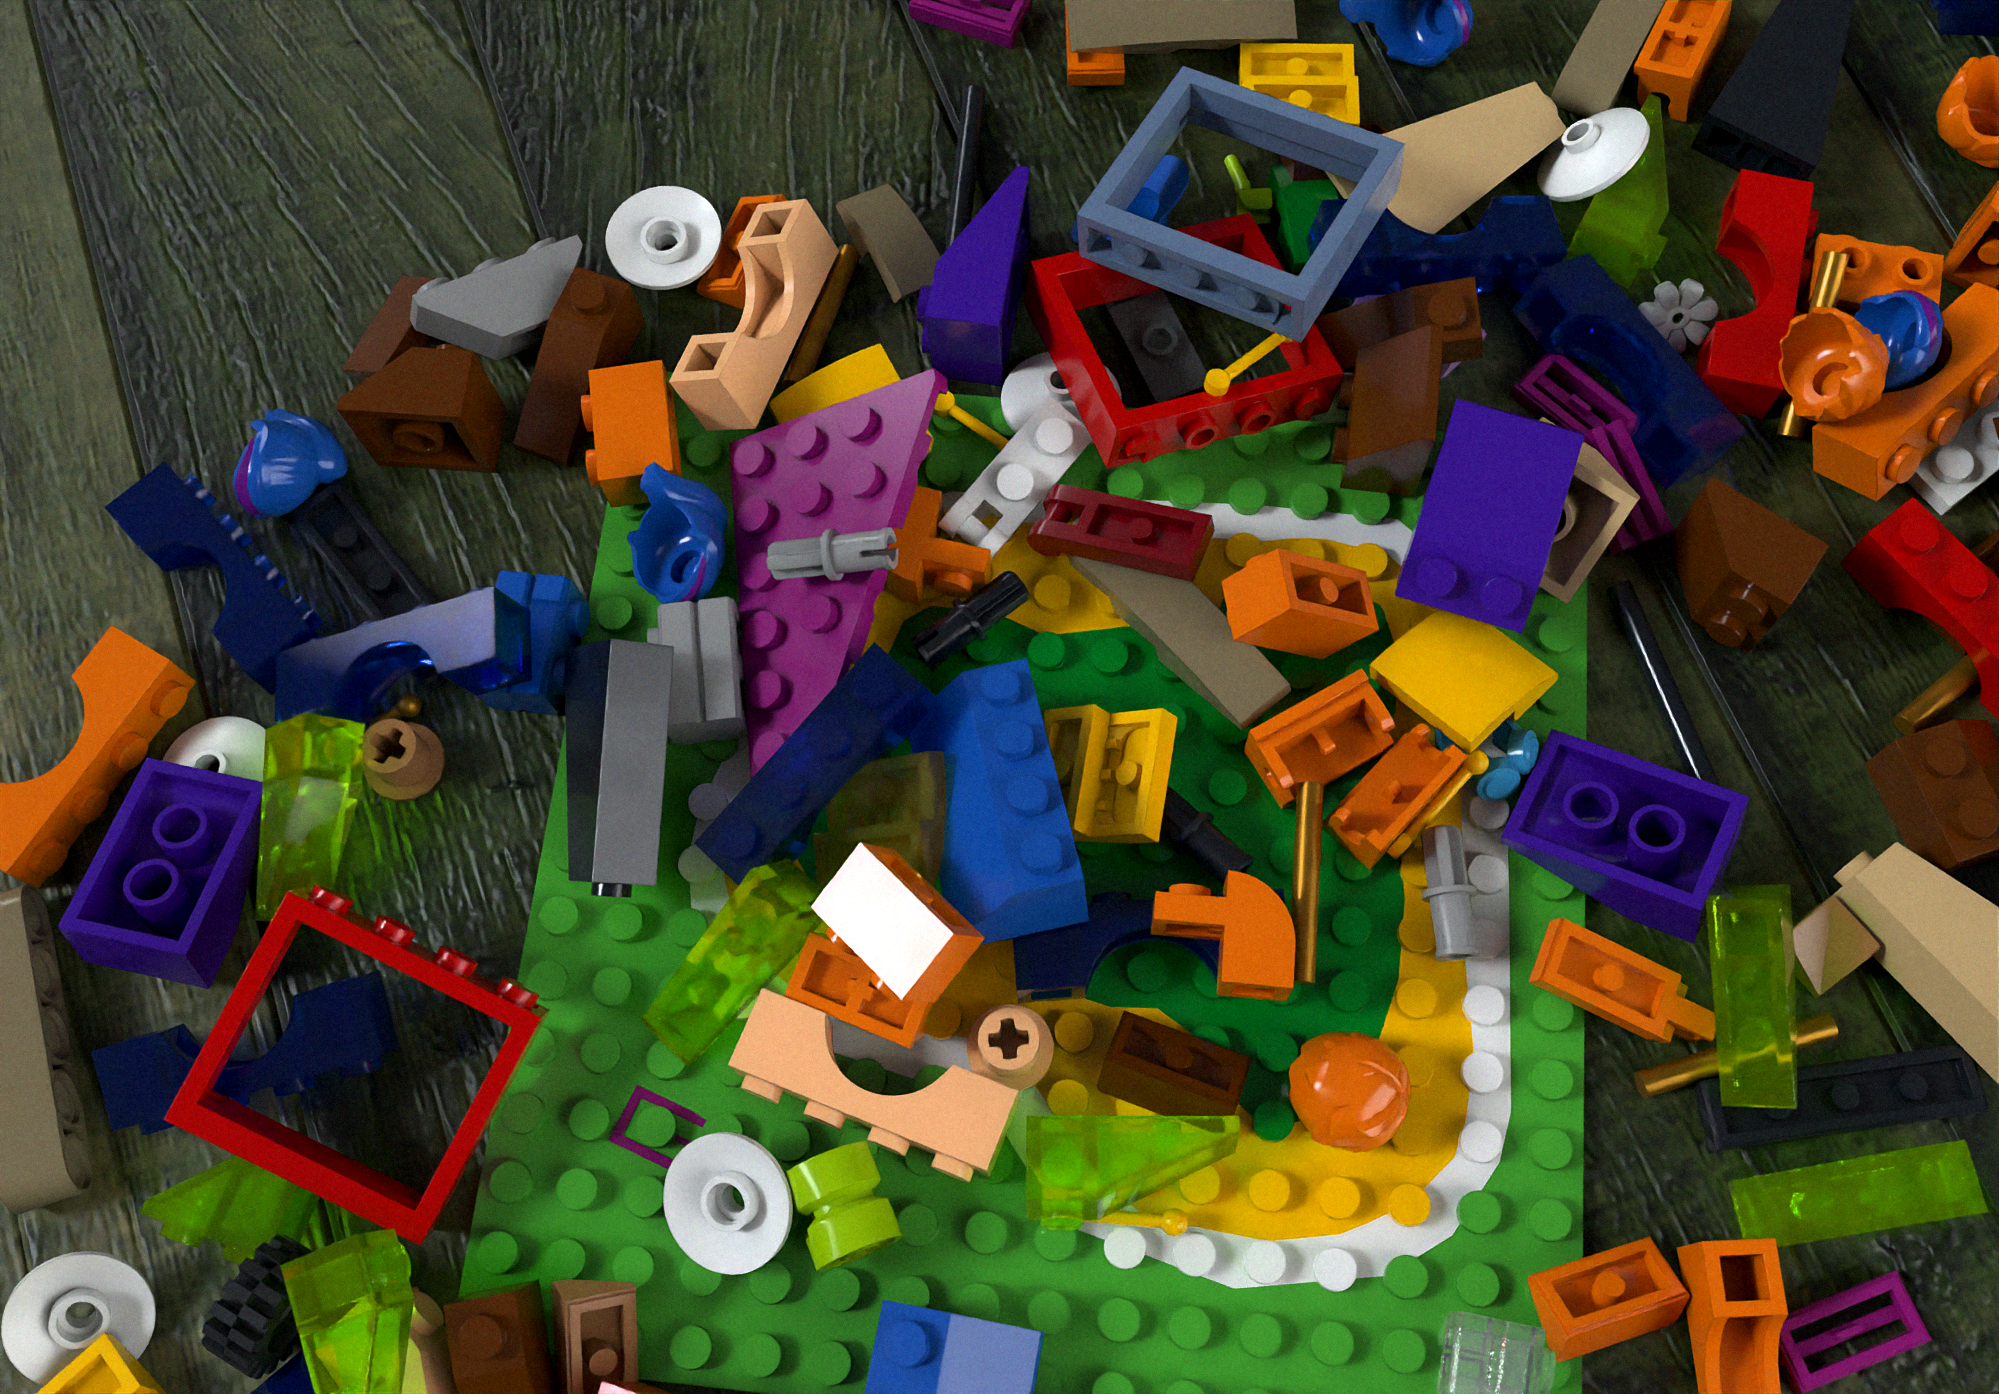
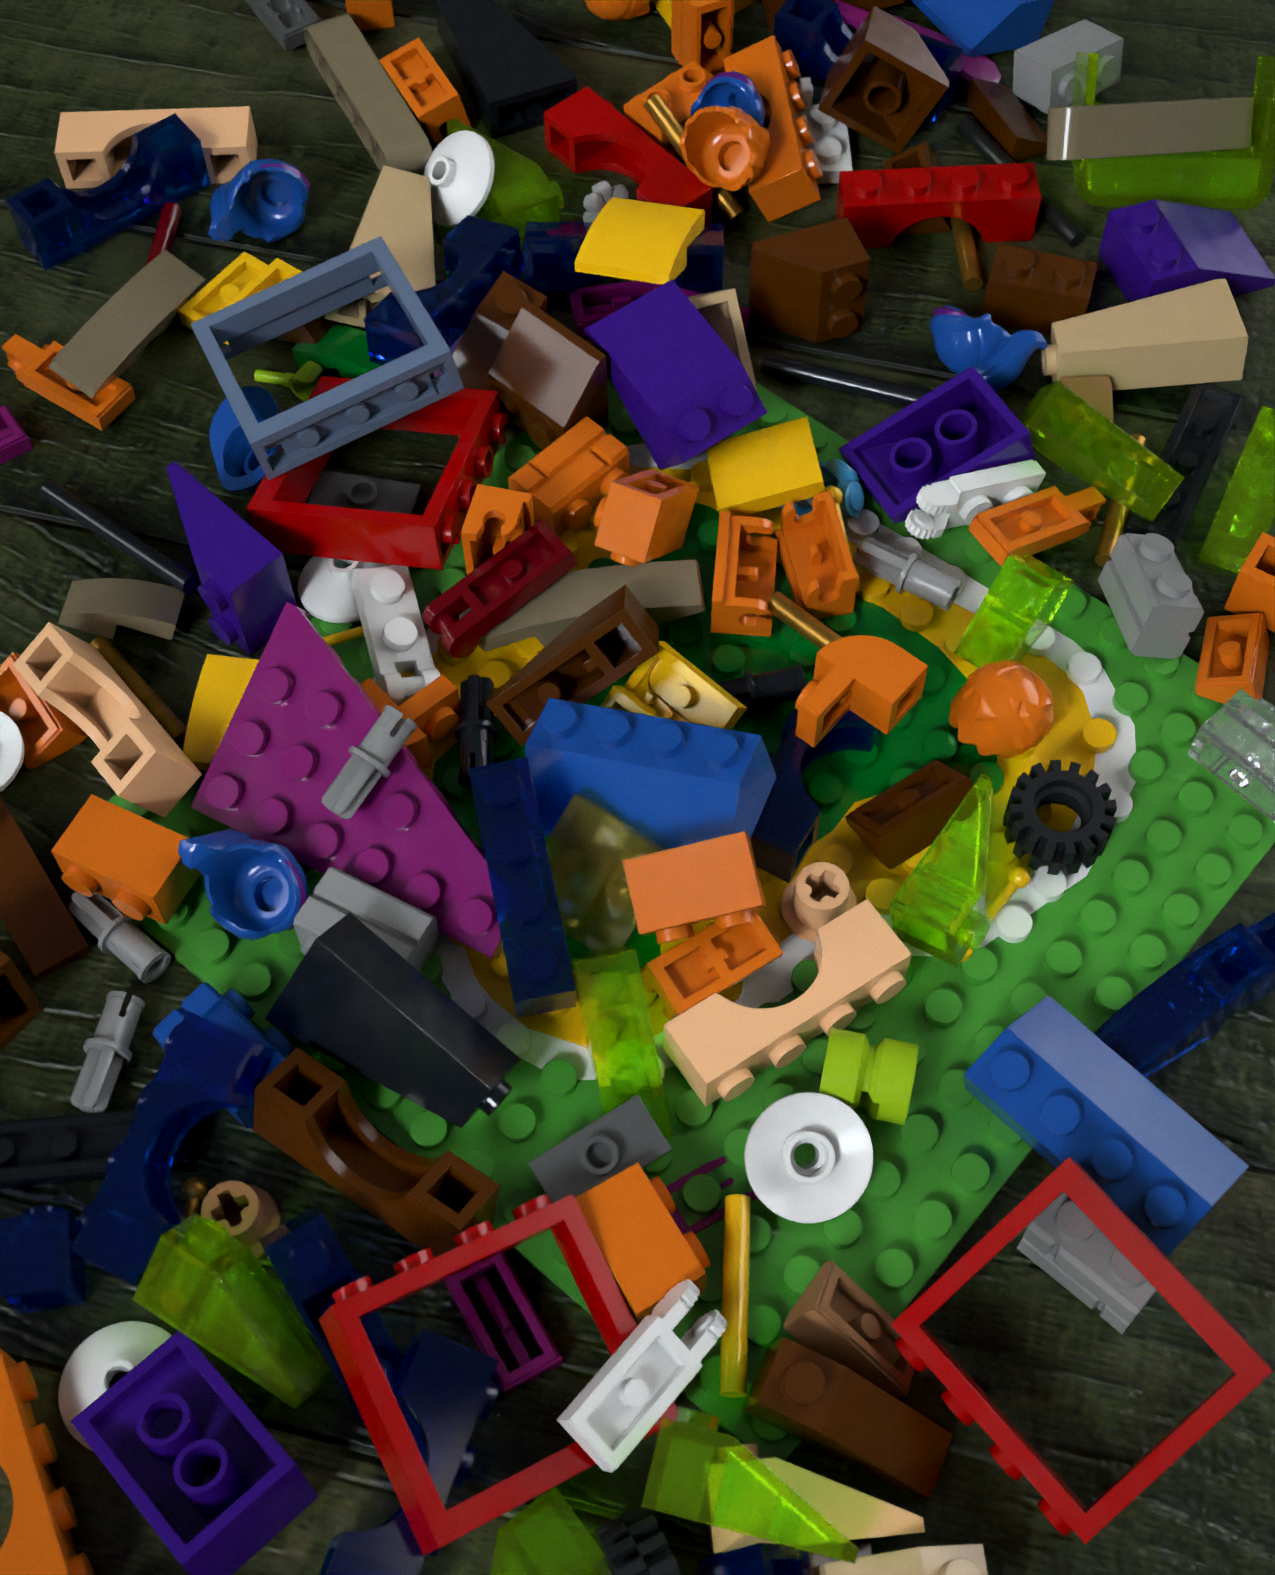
camera: 60 degrees left, 10 degrees down
(375, 862) = (311, 1270): none -> clear blue slope
(411, 1190) = (641, 1379): none -> white hinge
(454, 1062) = (528, 1369): none -> magenta tile
(475, 550) = (106, 1053): none -> light grey axle
(501, 827) = (319, 1125): none -> reddish brown arch
(554, 1105) = (641, 1239): none -> orange brick
(569, 1219) = (735, 1296): none -> yellow bar
(581, 501) = (120, 936): none -> light grey axle
(618, 1016) = (601, 1151): none -> dark grey plate
(1095, 659) = (578, 662): none -> reddish brown slope
(1169, 476) = (493, 522): none -> orange hinge
(1218, 380) = (445, 454): yellow hinge -> none
(1306, 1214) = (1068, 790): none -> black tyre
(1308, 507) = (572, 475): none -> orange brick
(1476, 1031) = (1014, 611): none -> clear neon green slope
(1592, 902) = (965, 495): none -> white hinge
(1608, 1160) = (1150, 595): none -> light grey brick
(1643, 370) = (639, 241): none -> yellow slope
(1800, 793) = (982, 344): none -> blue hair

